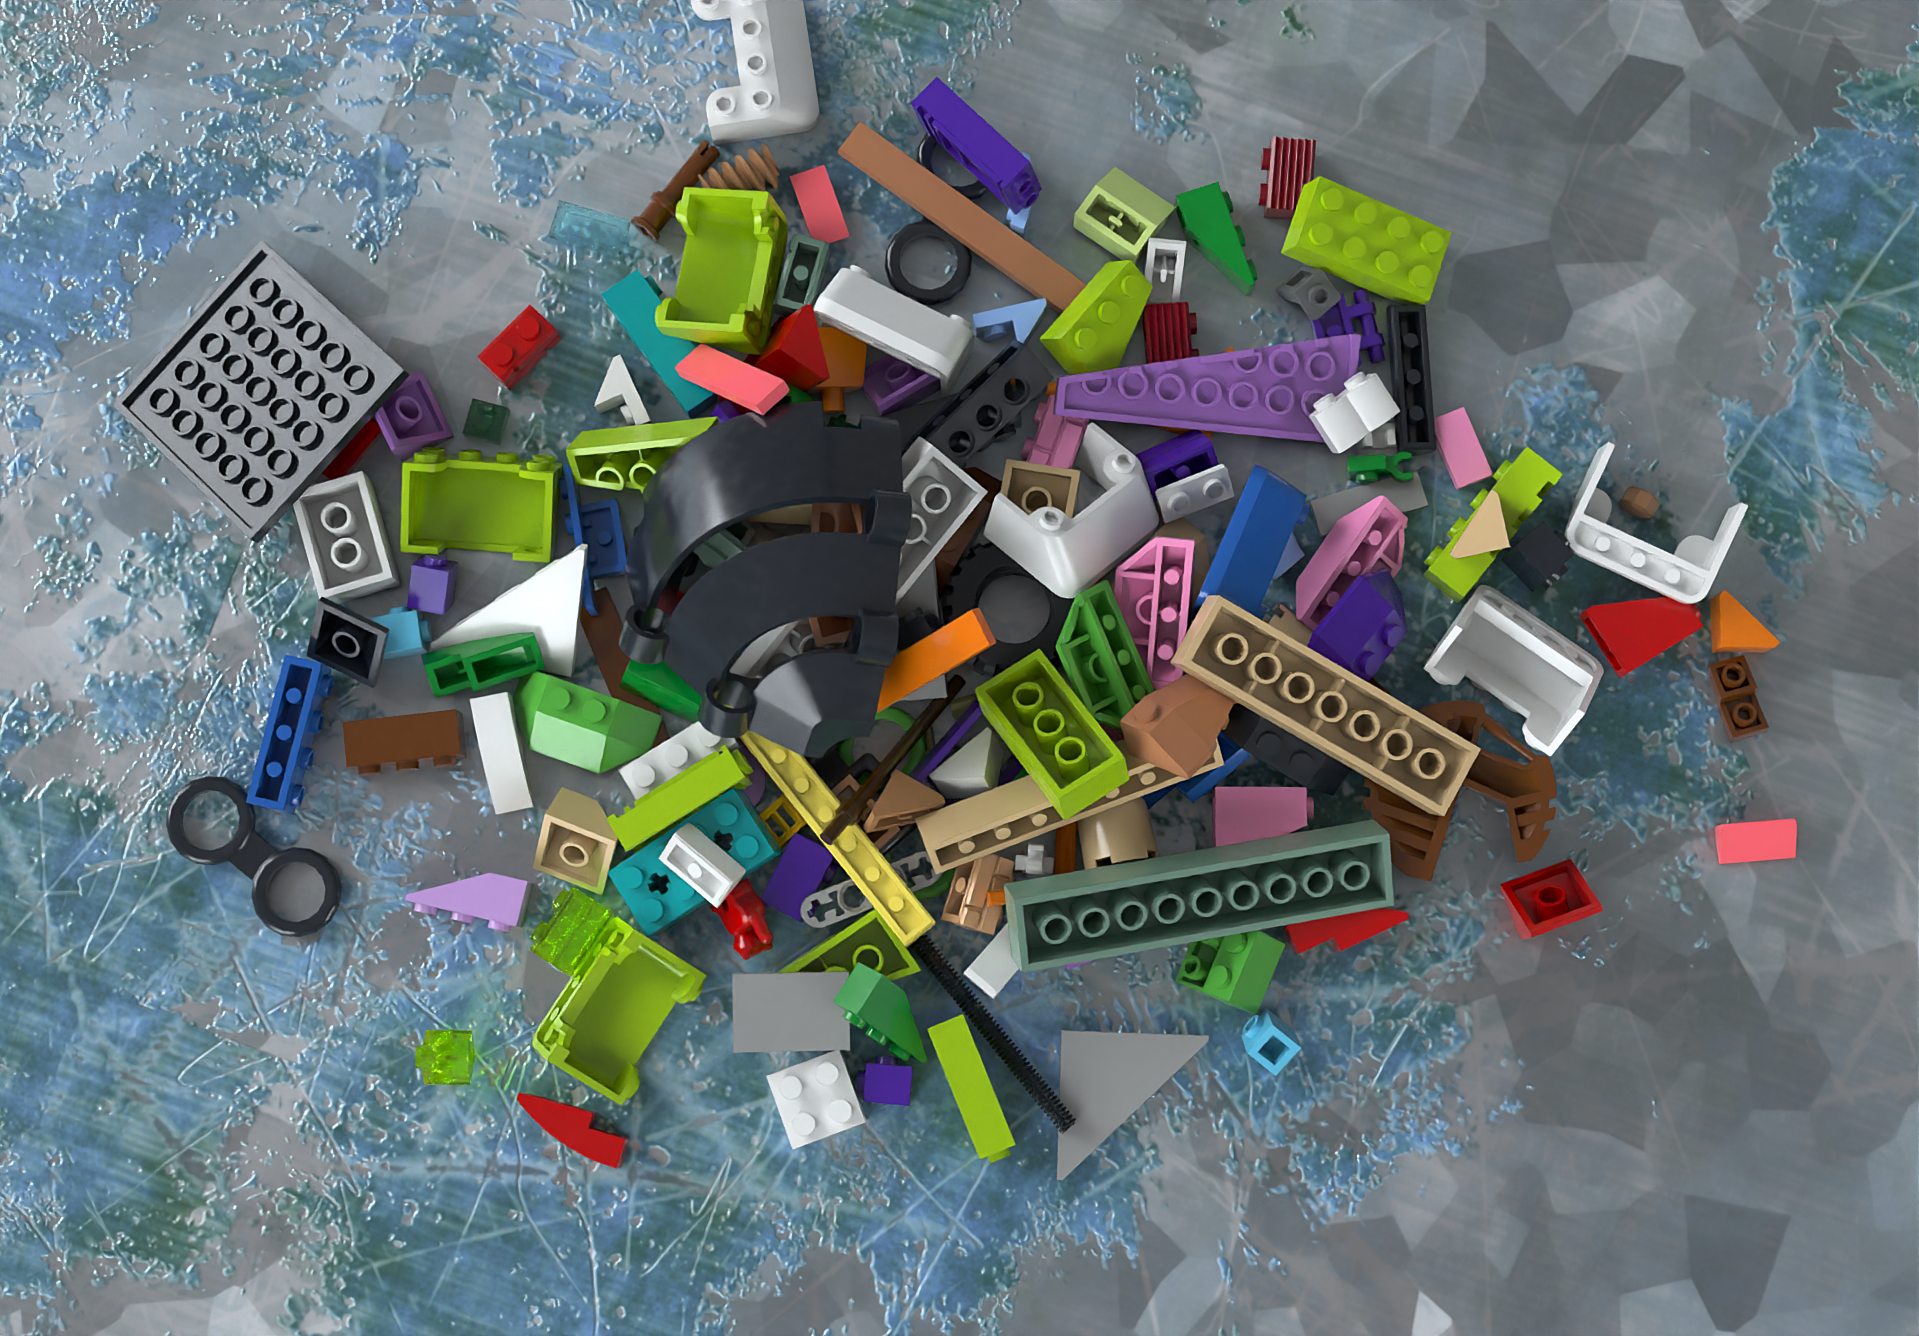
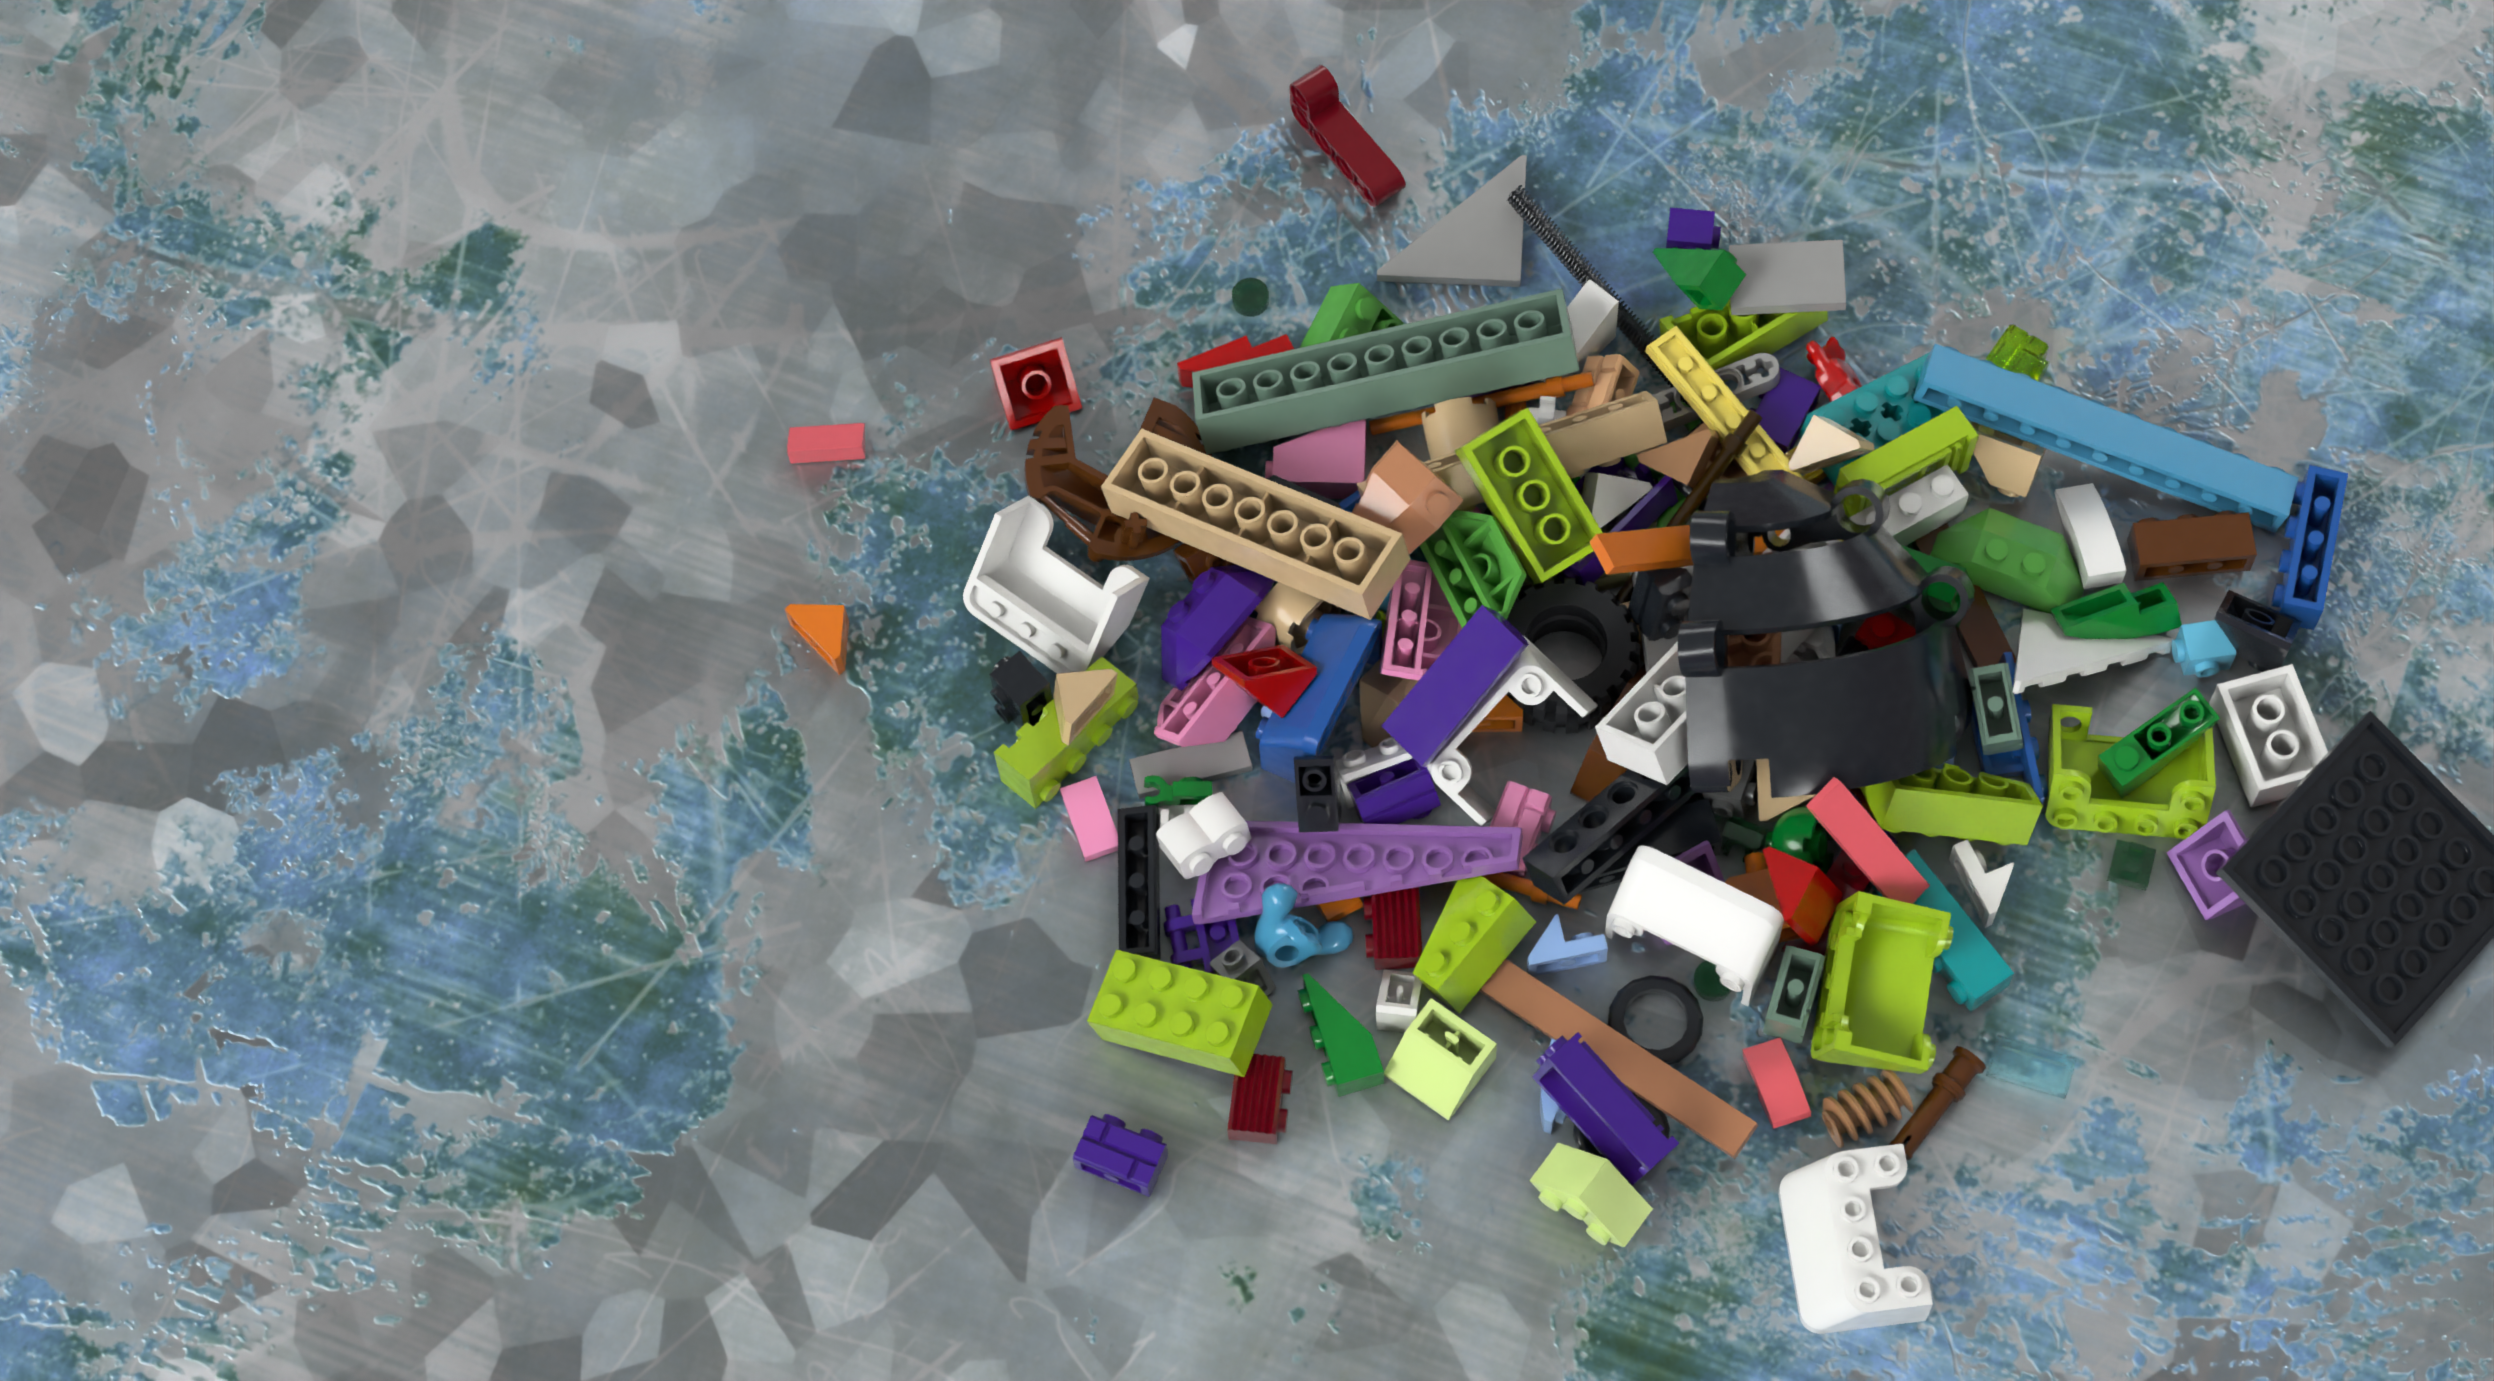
camera: 175 degrees left, 15 degrees down
(253, 856) = (2337, 445): black bar -> none
(432, 583) = (2172, 682): dark purple brick -> none
(446, 1057) = (2125, 258): clear neon green brick -> none
(455, 521) = (2156, 742): none -> green slope
(483, 840) = (2105, 437): none -> dark azure brick
(486, 896) = (2119, 392): lavender slope -> none
(519, 347) = (2100, 932): red brick -> none
(576, 1129) = (1995, 199): red slope -> none
(606, 546) = (1995, 709): none -> sand green brick
(615, 1009) = (1969, 295): lime windscreen -> none
(702, 864) = (1878, 402): white slope -> none
(752, 807) = (1826, 445): none -> tan slope
(816, 1098) = (1758, 211): white brick -> none
(972, 1088) = (1611, 230): lime slope -> none
(991, 91) = (1591, 1192): none -> yellowish green brick
(1040, 486) = (1540, 752): tan slope -> none
(1119, 529) = (1455, 684): none -> dark purple brick
(1246, 1191) = (1340, 136): none -> dark red beam
(1247, 444) = (1317, 793): none -> black slope
(1258, 321) = (1291, 938): none -> dark azure head
(1270, 1041) = (1317, 261): medium azure brick -> none
(1305, 550) = (1269, 675): none -> red slope
(1337, 1012) = (1250, 297): none -> clear green tile
(1410, 125) = (1121, 1154): none -> dark purple brick
(1639, 502) = (910, 756): medium nougat tile -> none
(1639, 629) = (920, 633): red slope -> none
(1679, 576) = (915, 689): white windscreen -> none
(1736, 698) = (829, 569): reddish brown slope -> none

